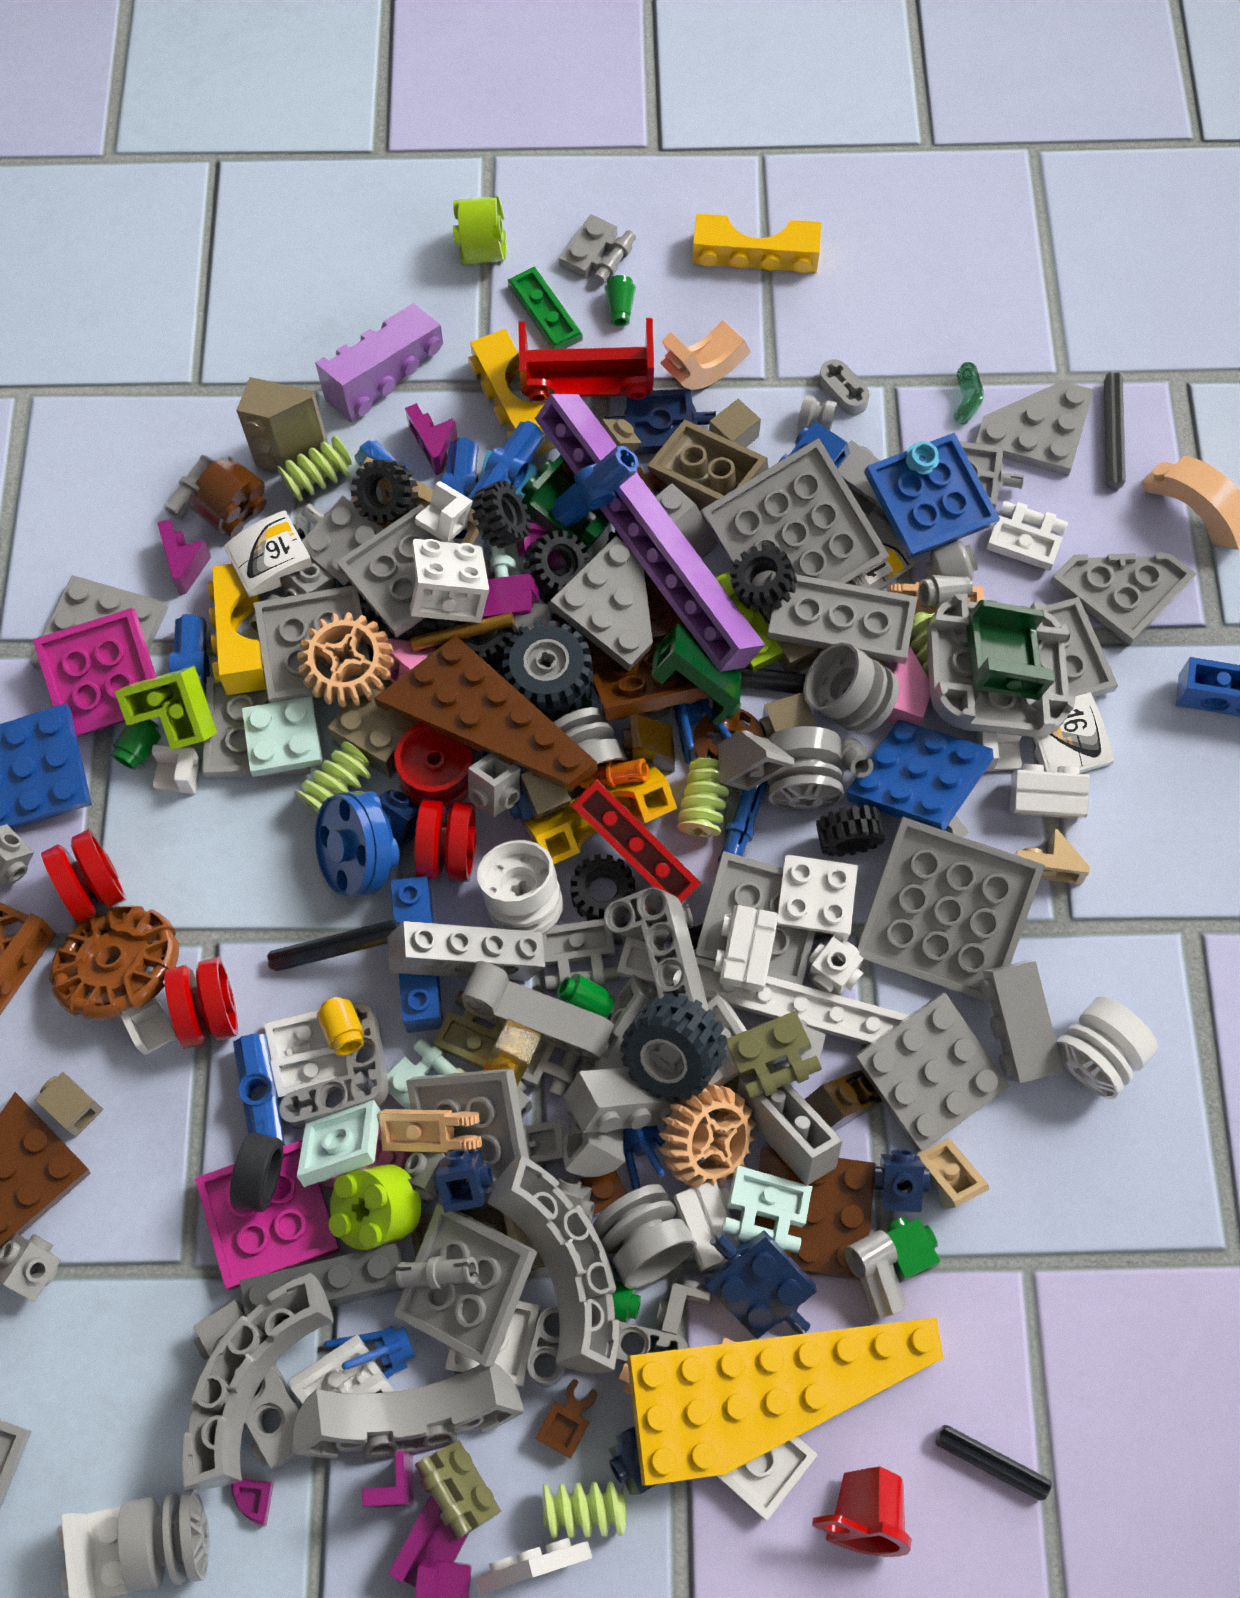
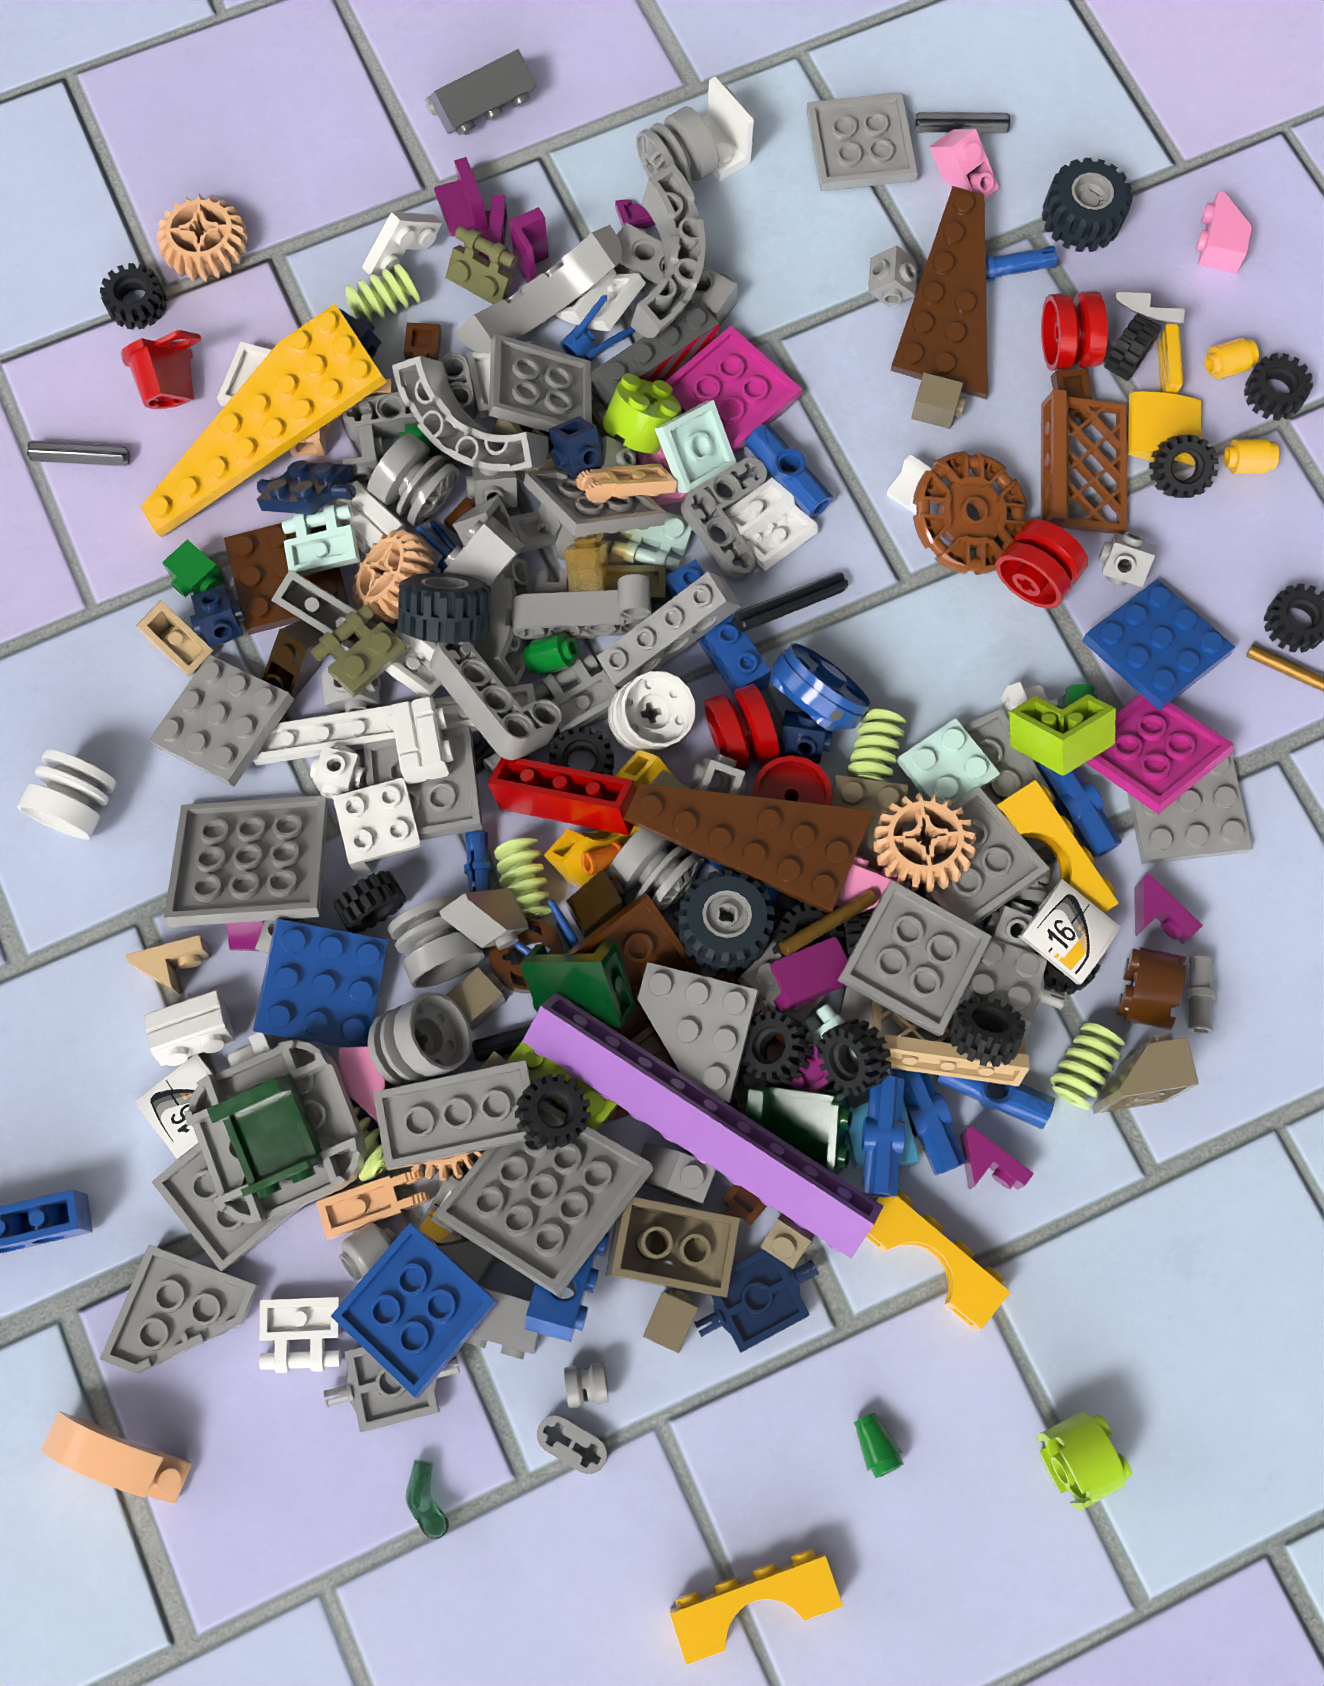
camera: 155 degrees right, 5 degrees up
(201, 1002) = (875, 506): red wheel -> none
(256, 1172) = (748, 392): black tyre -> none
(341, 1026) = (747, 538): yellow brick -> none
(378, 361) = (1095, 1230): medium lavender wedge -> none
(437, 1272) = (564, 379): light grey pin -> none
(446, 513) = (909, 1020): white panel -> none
(449, 581) = (865, 950): white bracket -> none
(545, 309) = (958, 1398): green tile -> none
(587, 370) = (867, 1311): red windscreen -> none
(590, 243) = (952, 1519): light grey plate -> none
(595, 486) = (770, 1129): blue piece -> none
(707, 360) = (741, 1397): light nougat arch -> none
(856, 757) = (391, 978): light grey pin -> none
(872, 1262) = (212, 536): light grey piece -> none
(925, 450) = (426, 1332): medium azure plate -> none
(940, 589) = (364, 1204): light grey cone -> none
(1021, 1022) = (152, 788): light grey brick -> none
(1040, 428) = (328, 1490): light grey plate -> none
(1114, 430) = (242, 1527): dark grey axle -> none

